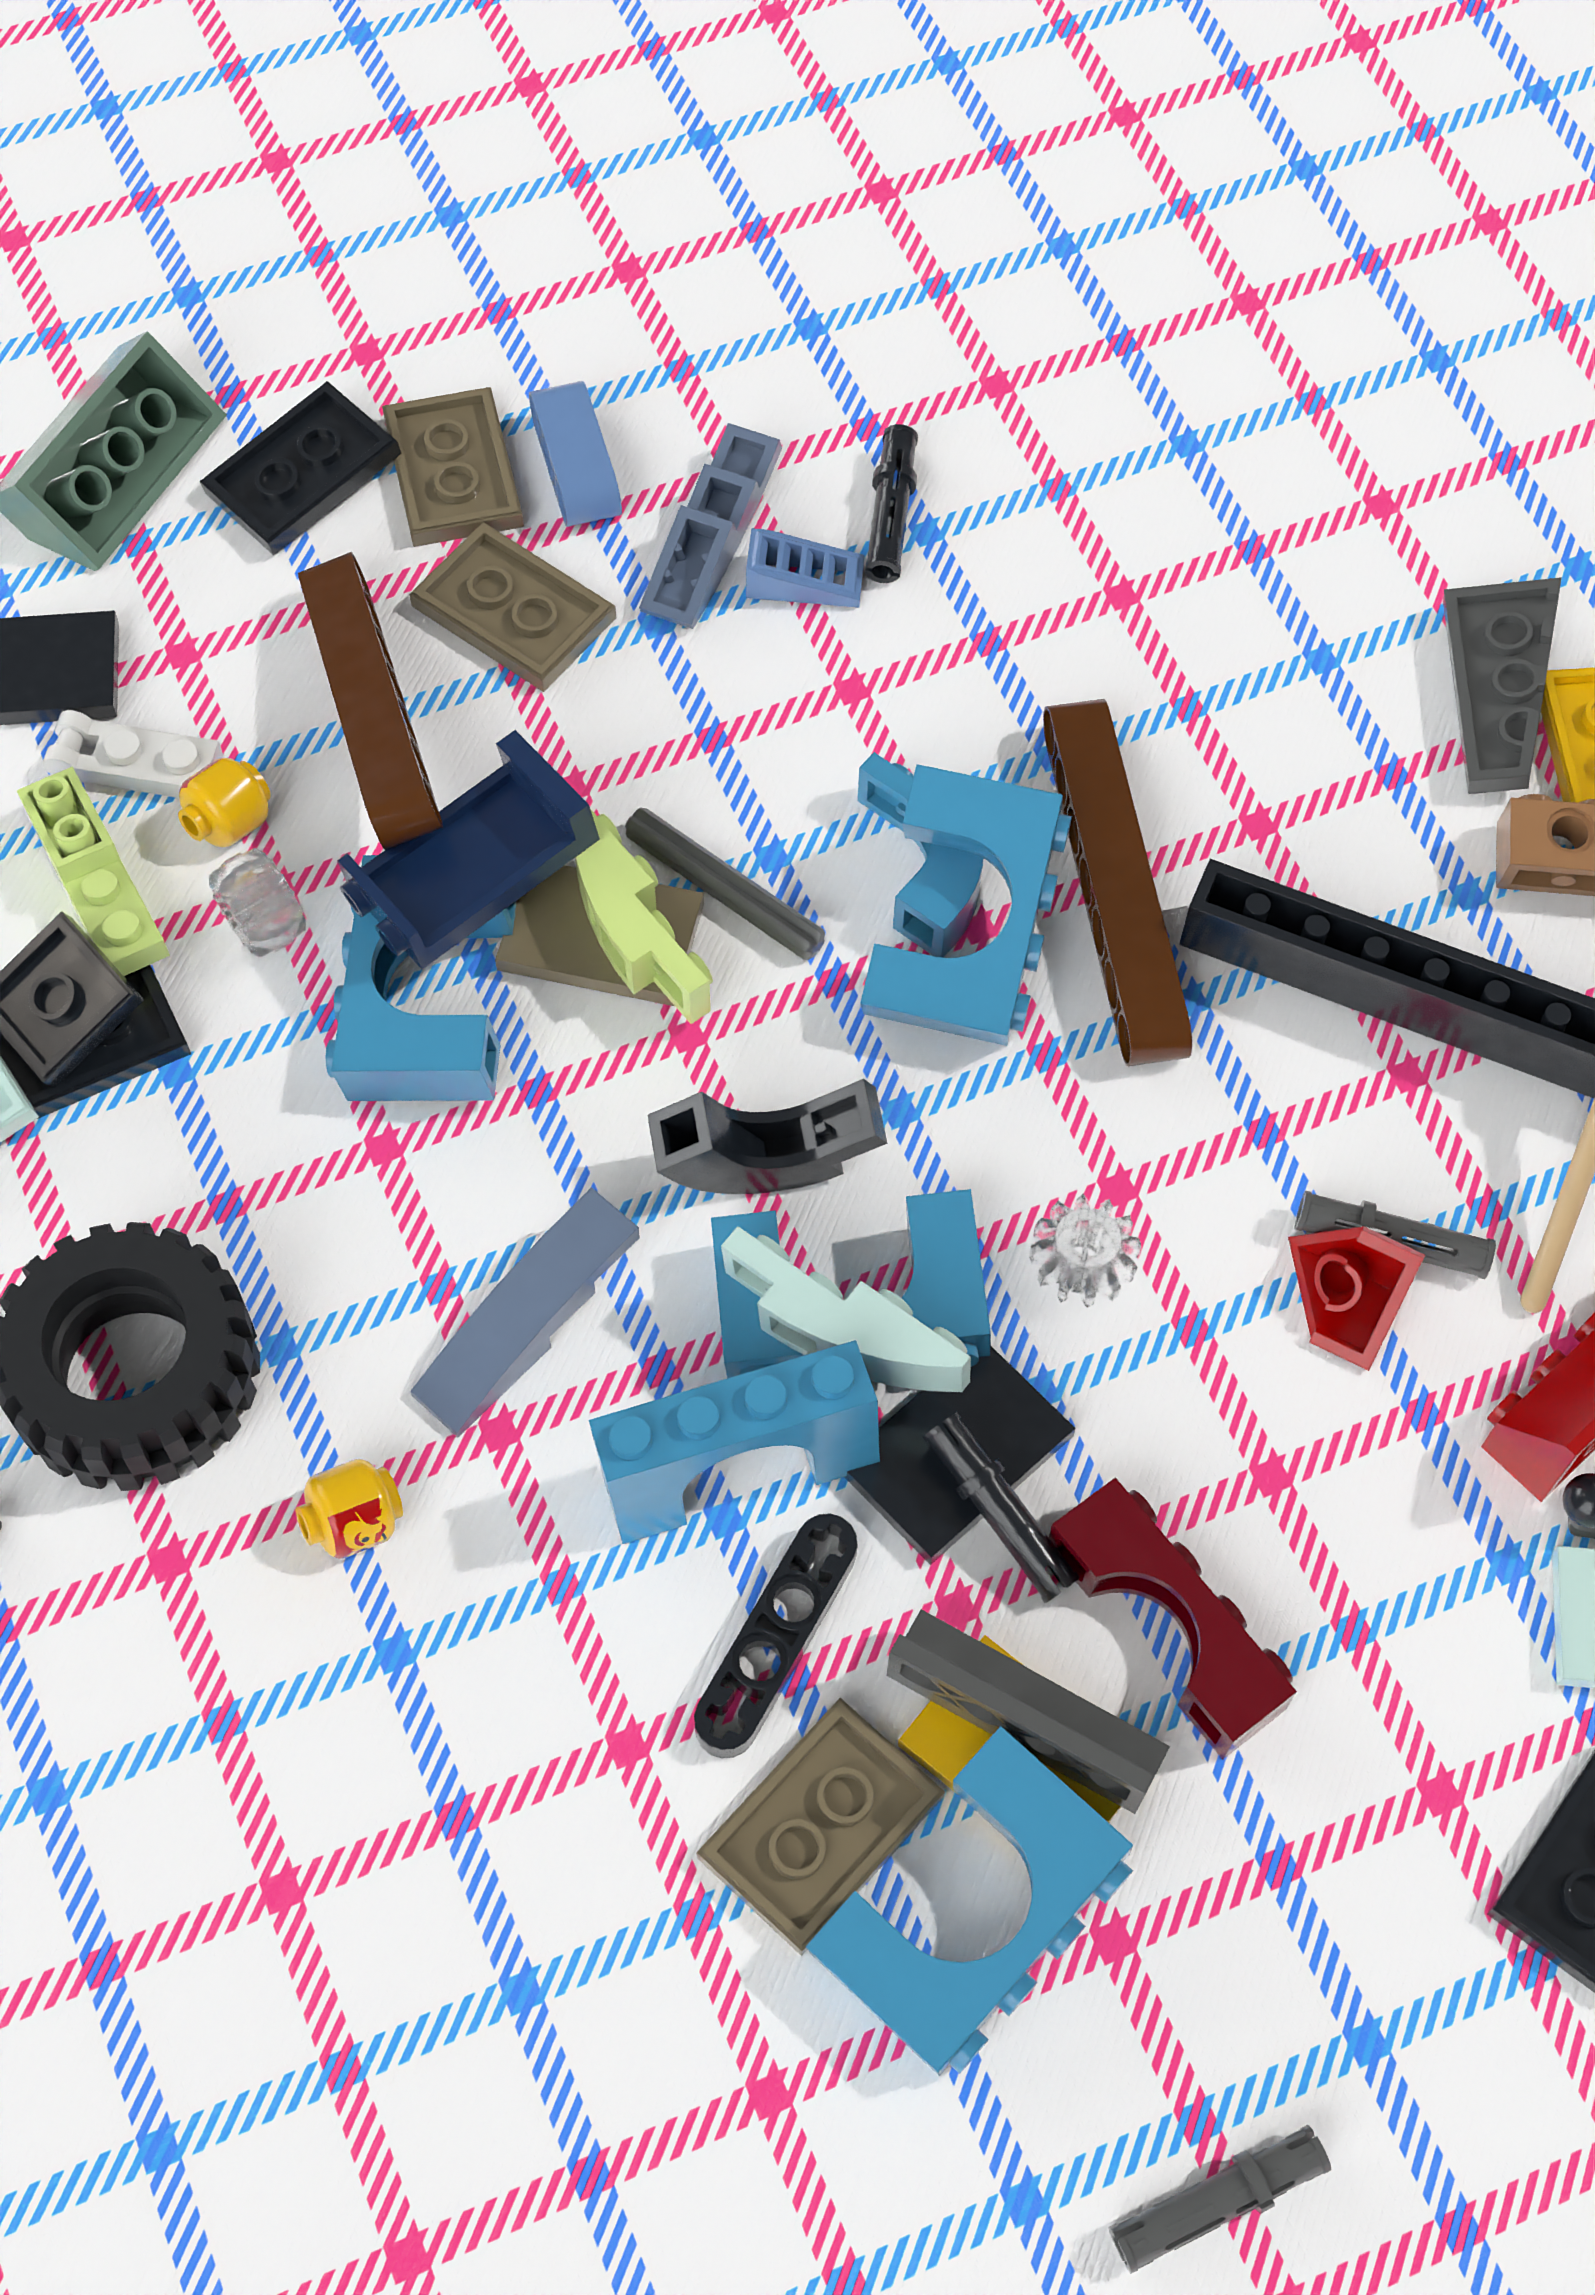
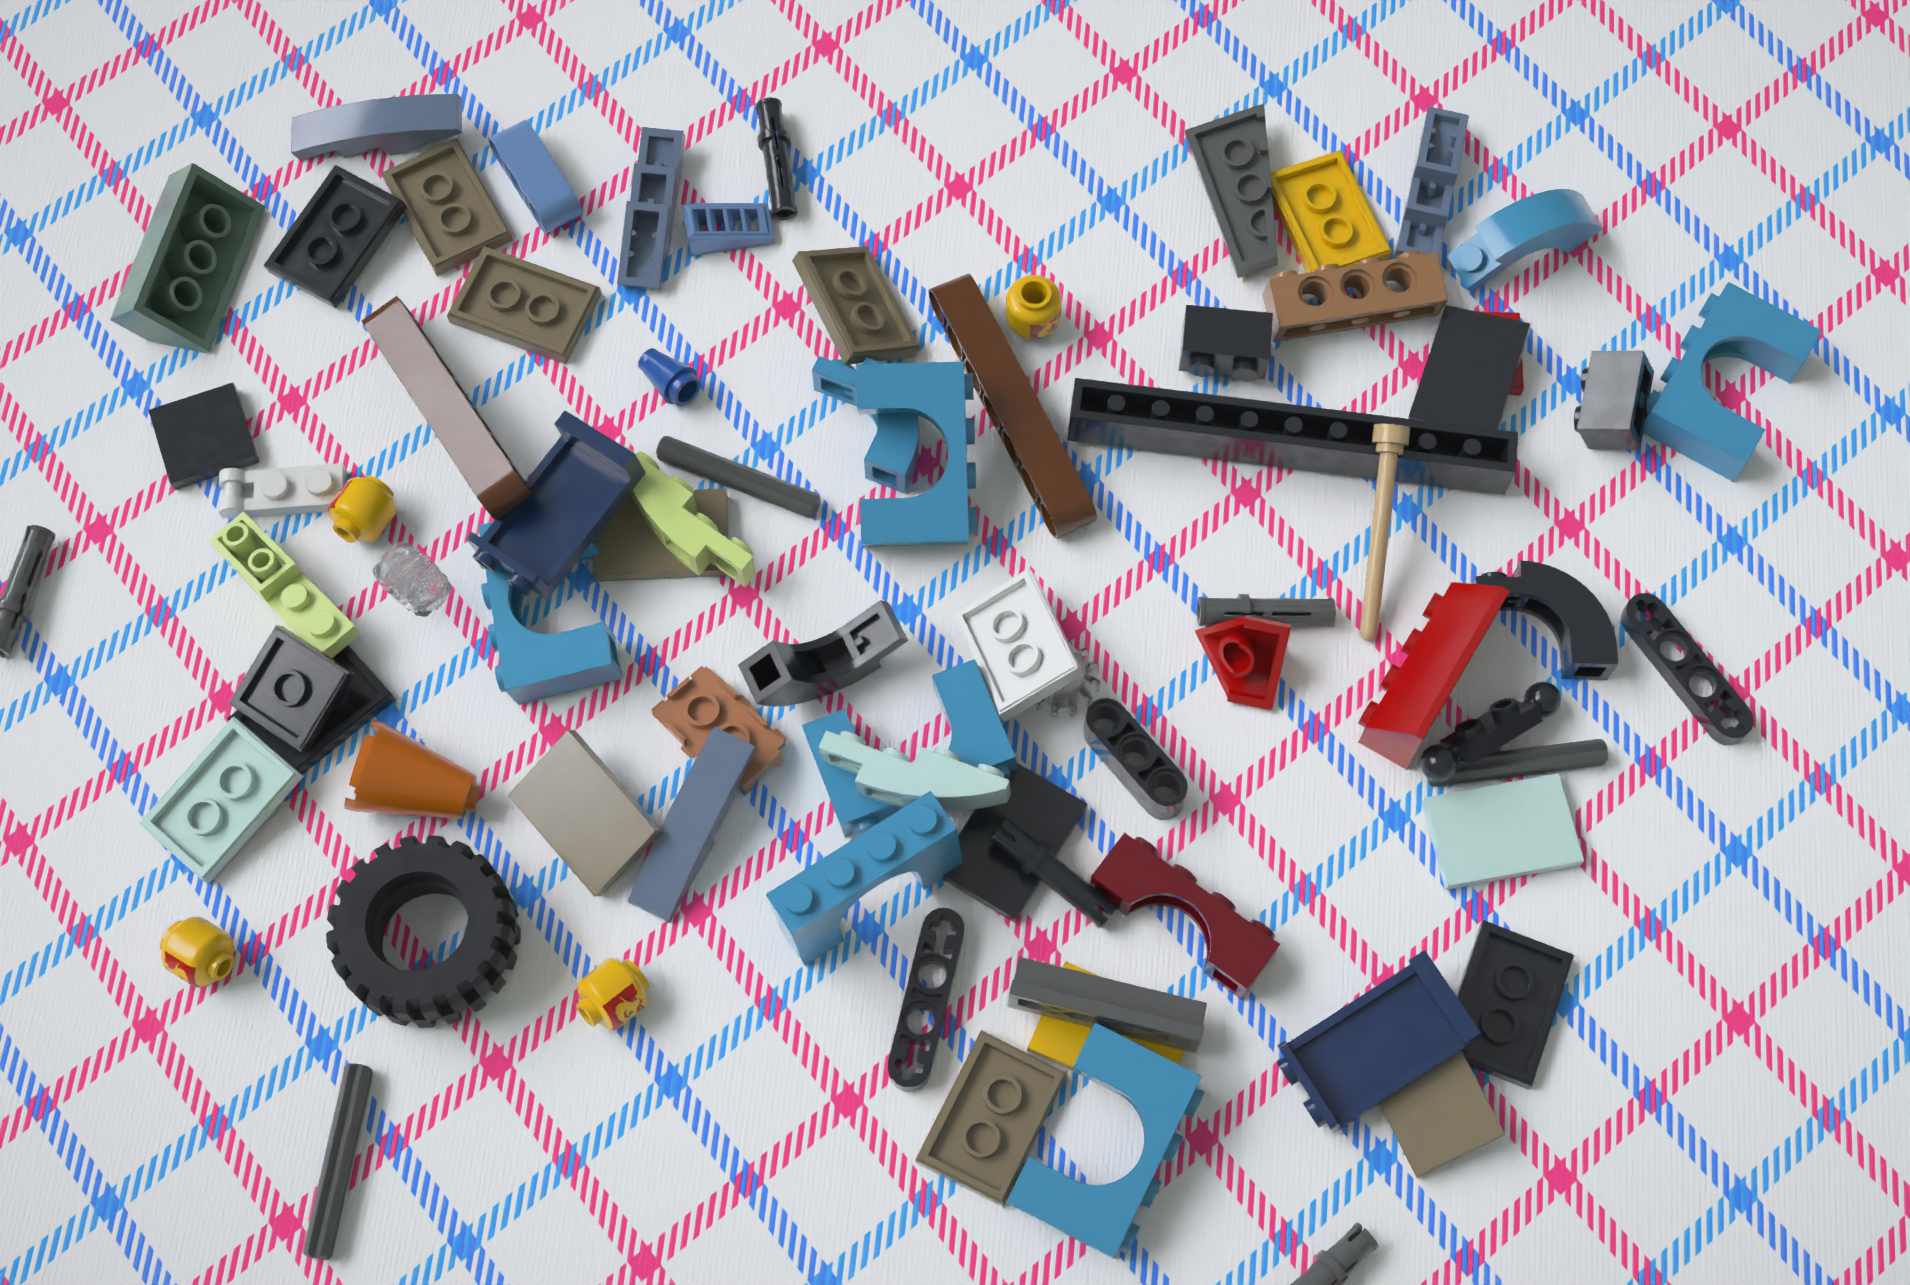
camera: 15 degrees left, 5 degrees up
(168, 1152) = (408, 778): none -> orange cone
(387, 1259) = (584, 813): none -> tile
(409, 347) = (375, 123): none -> sand blue slope
(604, 1159) = (710, 702): none -> nougat piece
(672, 737) = (670, 377): none -> blue cone
(941, 699) = (855, 304): none -> dark tan tile
(1036, 1188) = (1018, 645): none -> white tile
(1160, 1355) = (1131, 737): none -> black beam
(1179, 761) = (1033, 307): none -> yellow head
(1405, 1874) = (1378, 1044): none -> dark blue panel
(1430, 867) = (1225, 342): none -> black brick
(1460, 1962) = (1442, 1116): none -> dark tan tile

